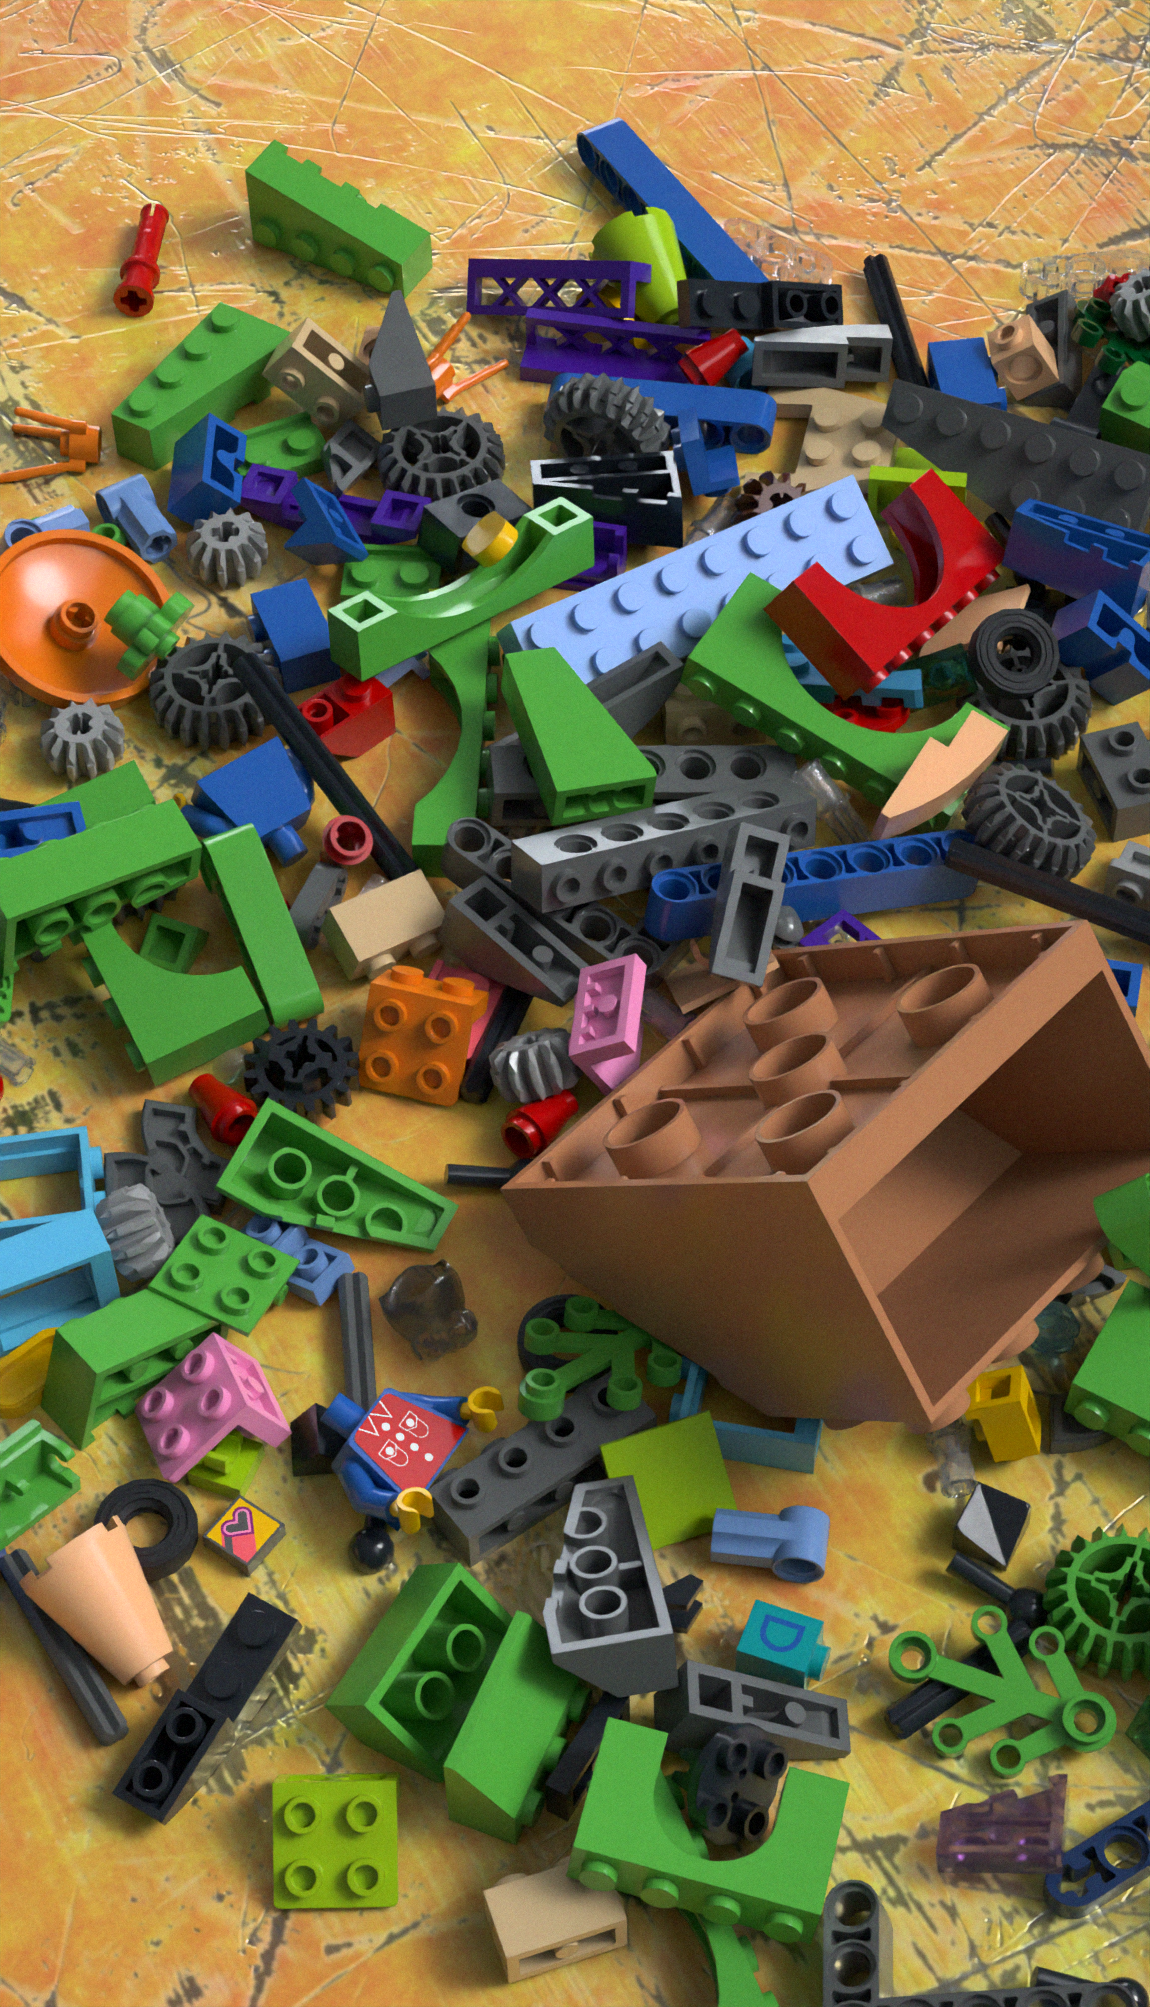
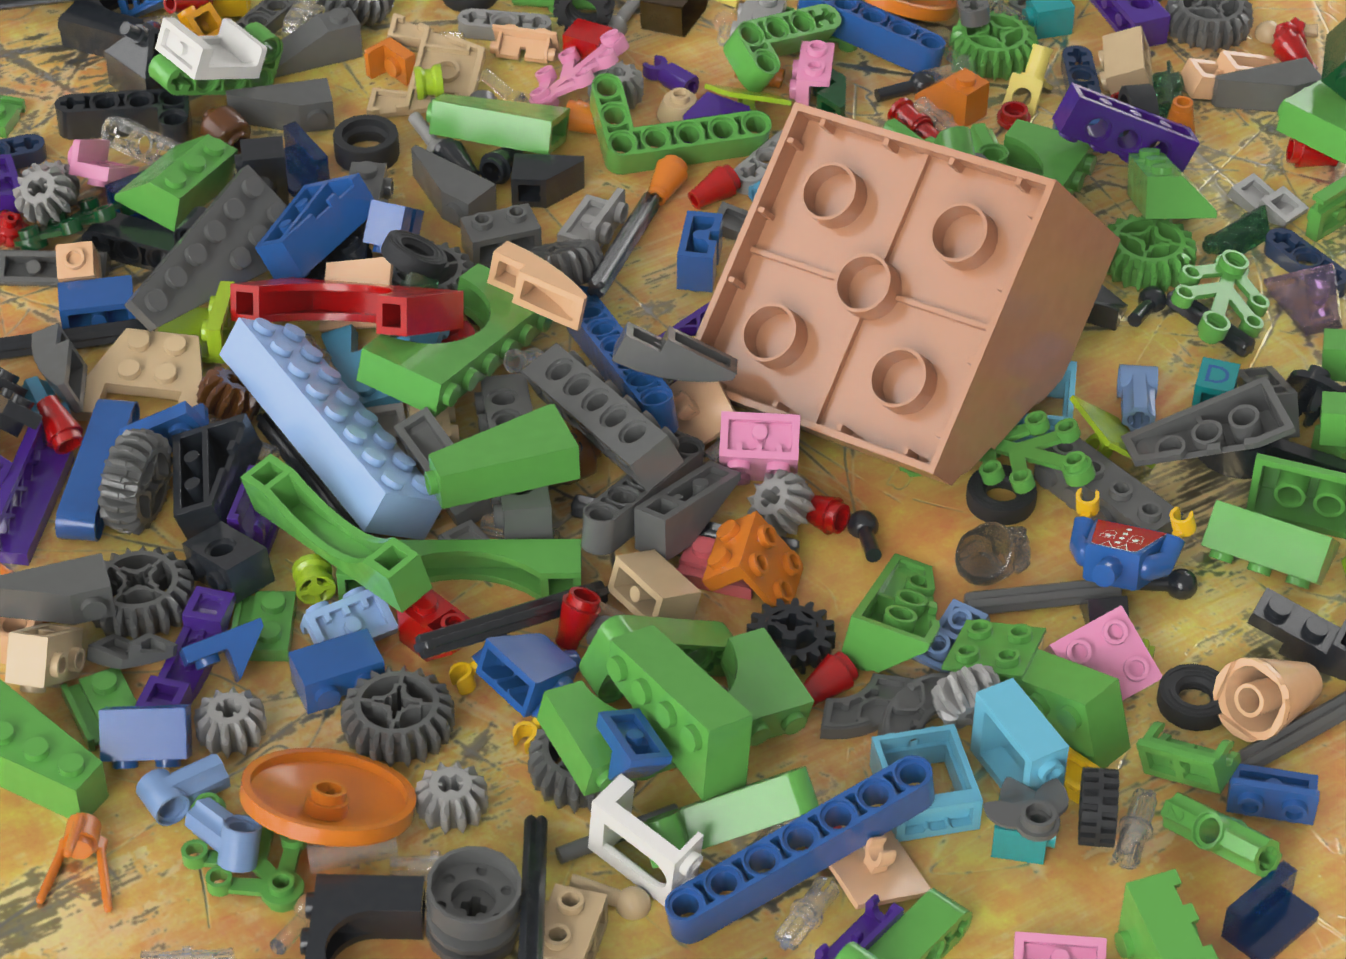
camera: 95 degrees left, 10 degrees down
(146, 629) = (367, 726): bright green plant -> none
(244, 1535) = (1185, 646): tile -> none
(490, 539) = (286, 514): yellow tile -> none

